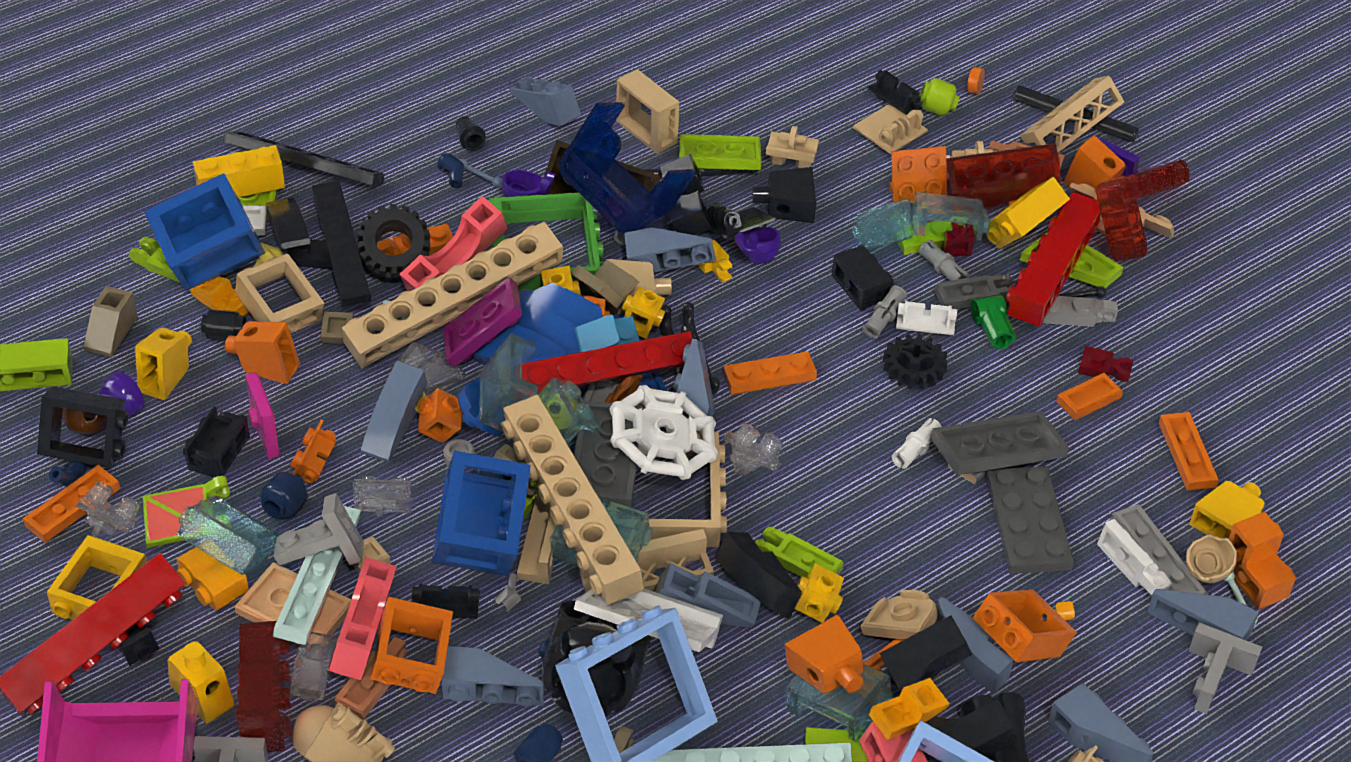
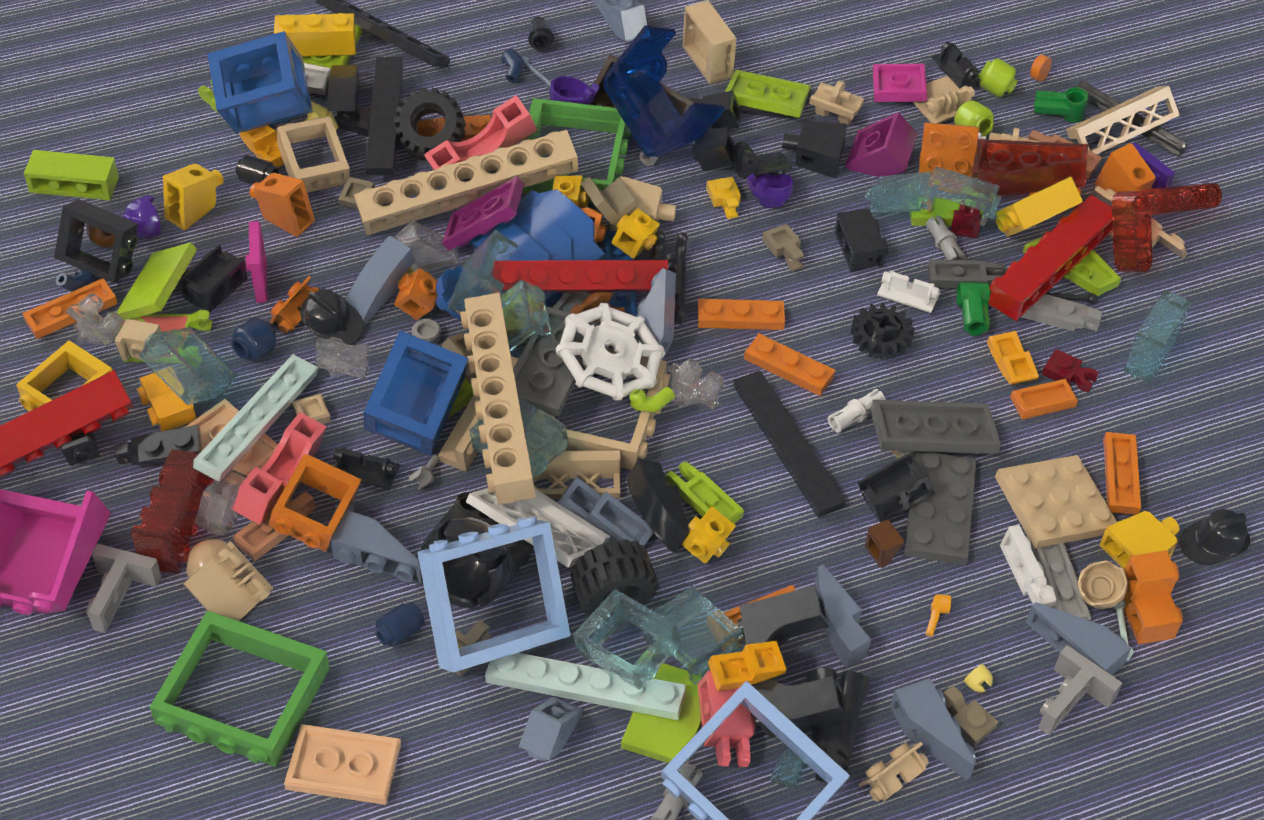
camera: 15 degrees right, 5 degrees up
(110, 321) = (158, 148): dark tan slope -> none
(159, 456) = (156, 281): none -> lime tile
(161, 519) = (132, 338): none -> tan brick
(203, 671) = (114, 484): yellow torso -> none
(222, 624) = (155, 447): none -> black hinge
(322, 535) = (278, 380): light grey bracket -> none
(355, 456) = (331, 315): none -> black piece
(606, 333) = (591, 246): dark azure slope -> none
(668, 248) = (681, 177): sand blue slope -> none
(718, 476) = (652, 404): none -> lime arm
(744, 655) = (613, 566): none -> black tyre
(767, 680) = (607, 619): none -> clear light blue window
(789, 294) = (784, 242): none -> dark tan plate
(827, 657) = (687, 598): orange torso -> none
(834, 412) = (789, 364): none -> orange plate
(845, 118) = (899, 82): none -> dark pink tile
(851, 184) = (882, 147): none -> magenta slope
(862, 489) = (789, 444): none -> black tile
(876, 322) = (858, 287): light grey pin -> none
(900, 615) = (780, 573): tan tile -> none
(930, 135) = (975, 114): none -> lime head
(984, 508) = (895, 487): none -> black hinge
(989, 564) = (883, 542): none -> reddish brown slope
(1015, 111) = (1069, 104): none -> green piece
(1028, 634) = (904, 592): orange window -> none
(1045, 364) = (1011, 359): none -> light orange slope
(1121, 675) = (977, 677): none -> light yellow hinge
(1133, 712) = (972, 718): none -> dark tan plate
(1136, 490) = (1055, 501): none -> tan plate
(1178, 314) = (1157, 336): none -> clear light blue window
(1294, 493) = (1215, 537): none -> black piece

